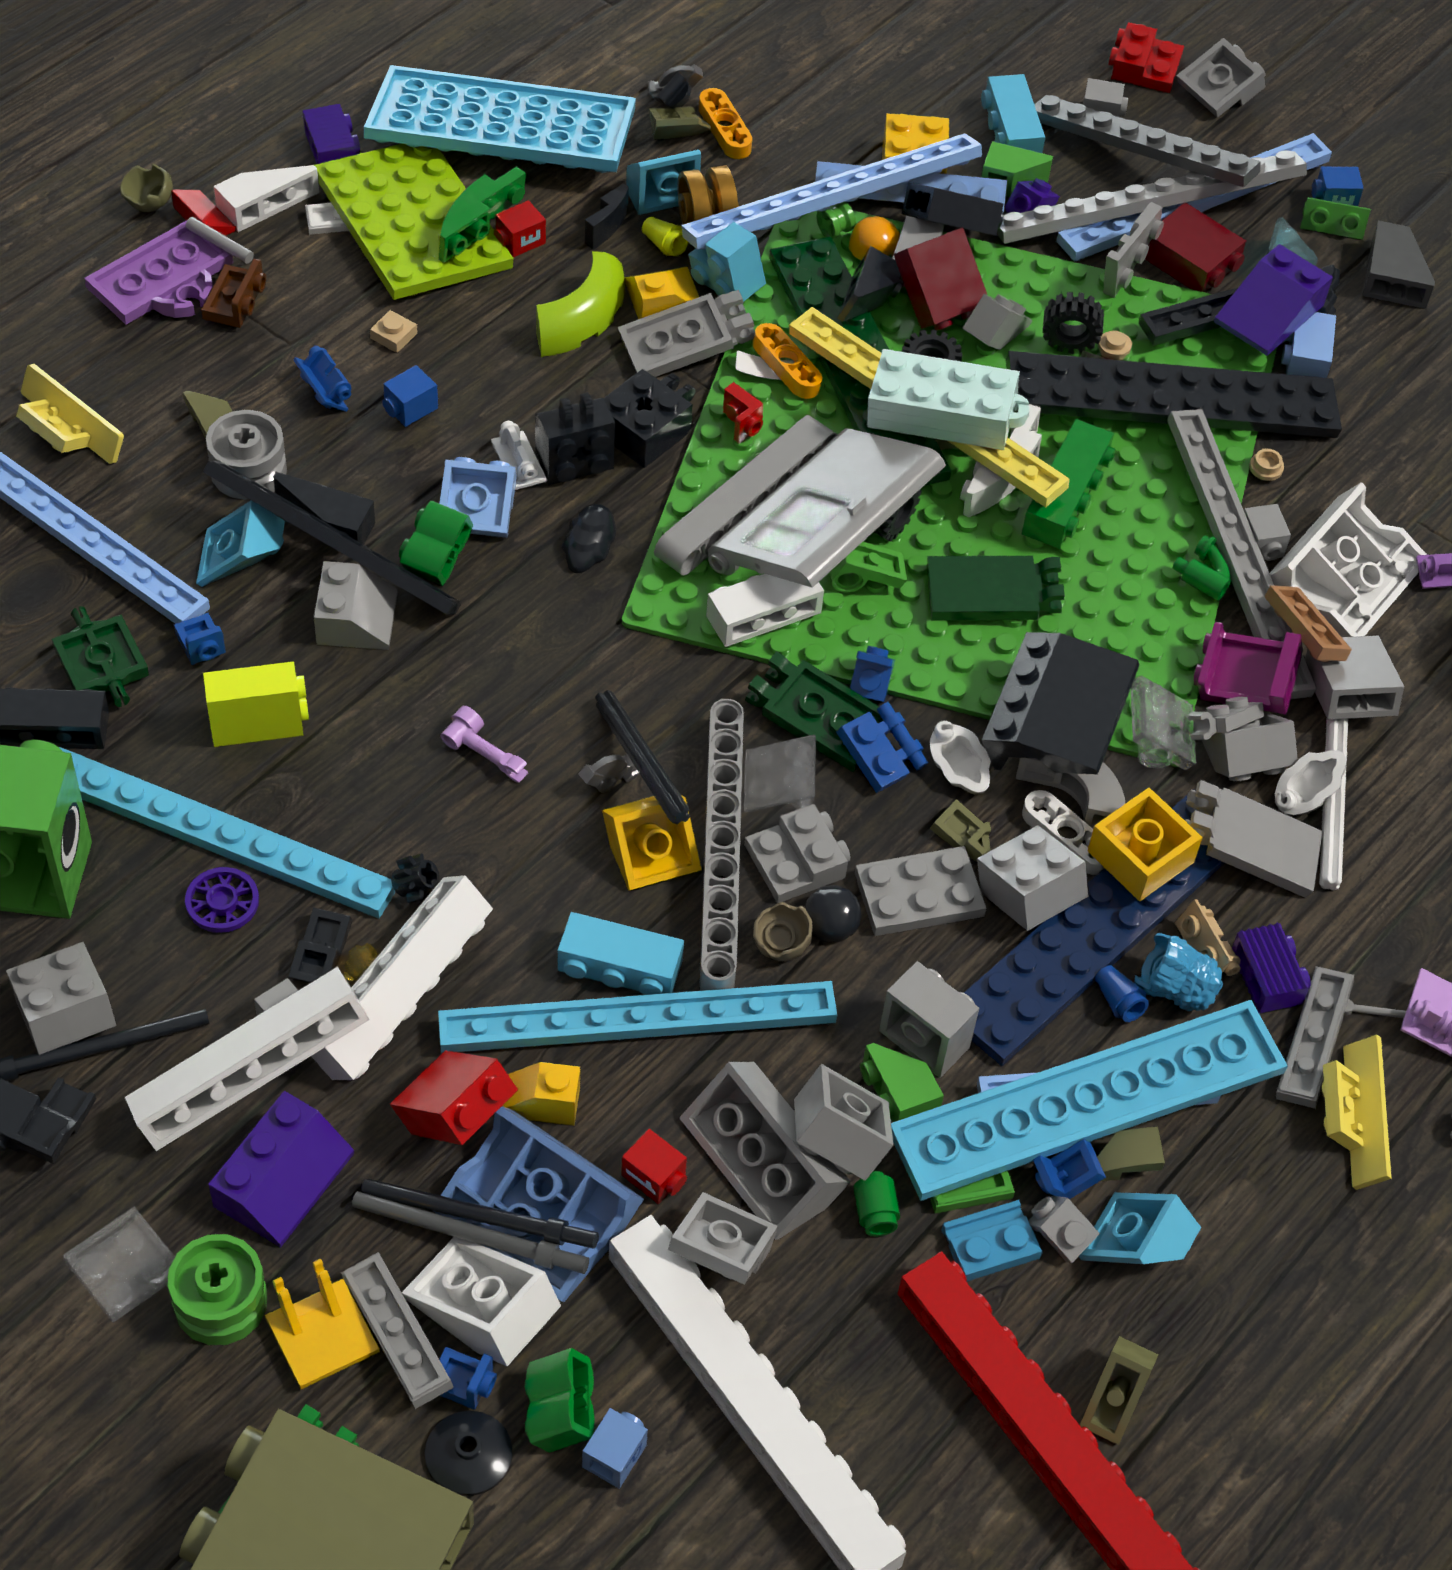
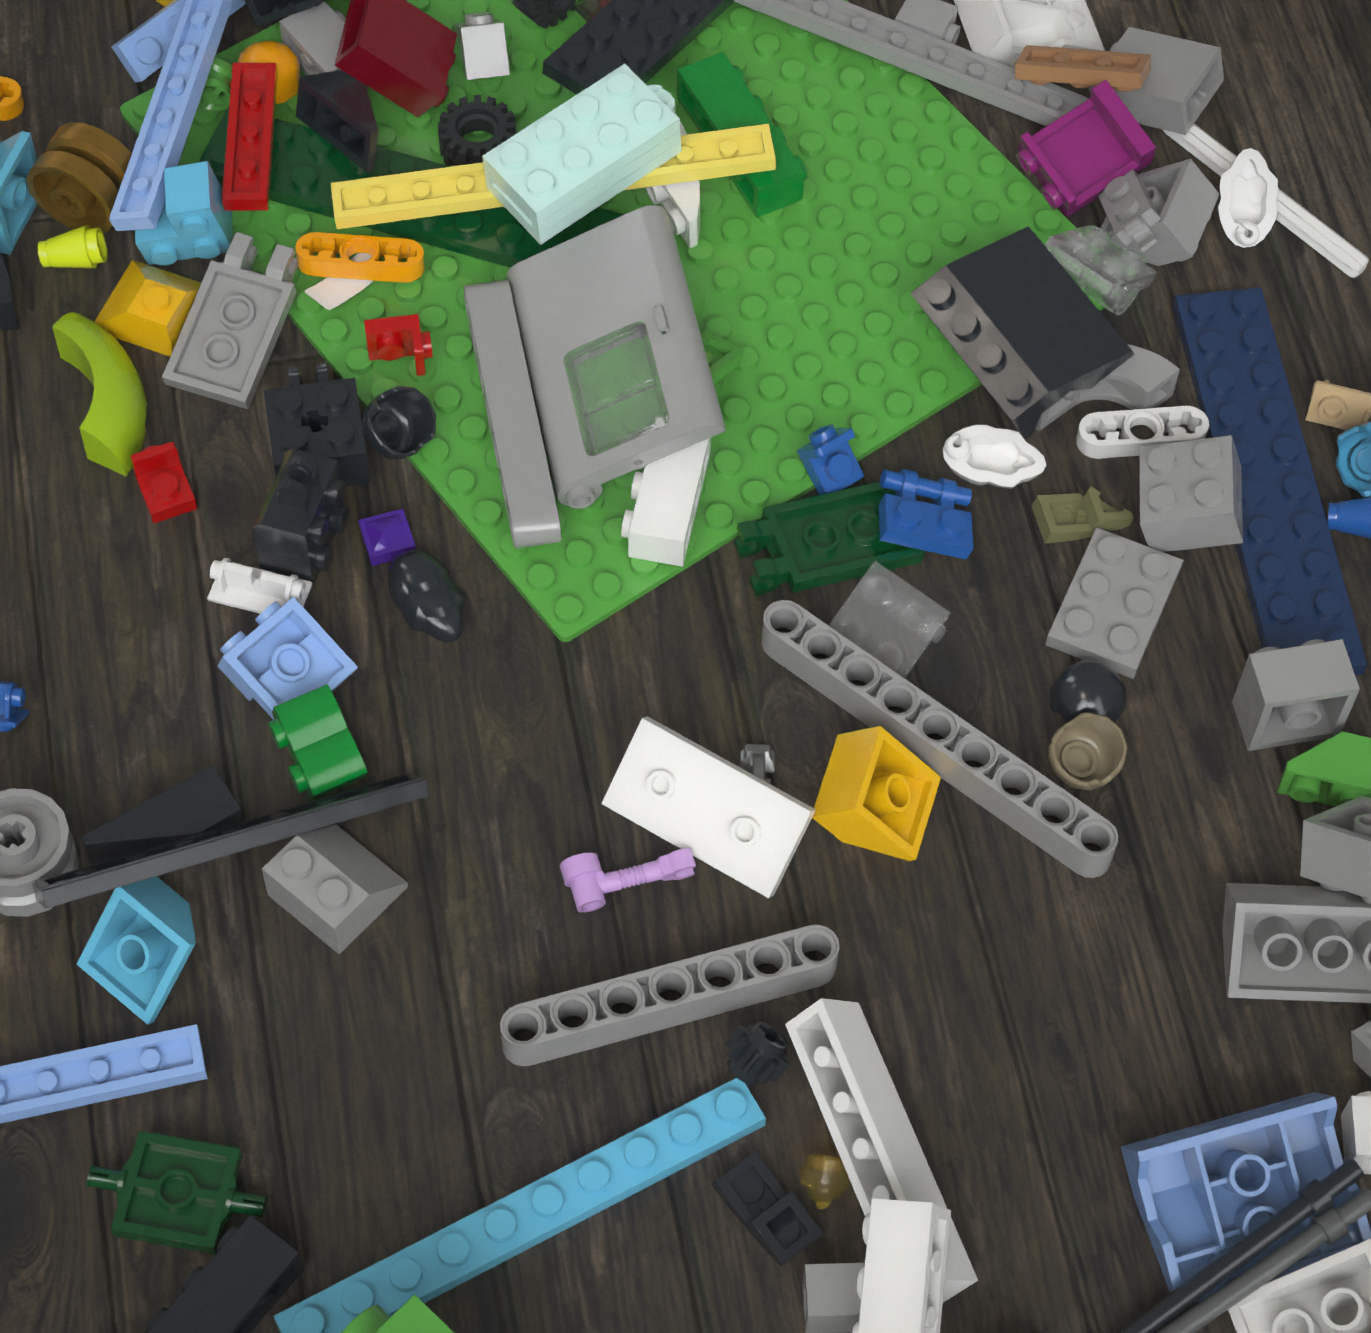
camera: 50 degrees left, 5 degrees up
(200, 638) = (243, 1068): blue bracket -> none
(222, 899) = (623, 1270): dark purple wheel -> none
(255, 703) = (400, 1066): neon yellow brick -> none
(410, 396) = (84, 634): blue brick -> none
(430, 826) = (655, 1013): none -> light grey beam
(454, 1097) = (1086, 1191): red brick -> none
(546, 1093) = (1117, 1108): yellow slope -> none
(548, 372) = (162, 482): none -> red bracket
(561, 754) = (708, 806): none -> white plate
(612, 494) = (386, 536): none -> dark purple tile
(619, 955) = (1002, 921): medium azure brick -> none
(636, 1016) = (1081, 963): medium azure plate -> none
(642, 757) = (792, 732): black axle -> none
(654, 1167) = (1281, 1057): red brick -> none
(682, 443) = (399, 422): none -> black hair
(798, 853) = (994, 675): light grey plate -> none
(809, 253) = (250, 137): none -> red plate
(993, 587) = (808, 287): dark green tile -> none
(1144, 844) = (1236, 375): yellow brick -> none
(1202, 577) = (950, 108): green plant -> none
(1256, 837) = (1278, 286): light grey tile -> none

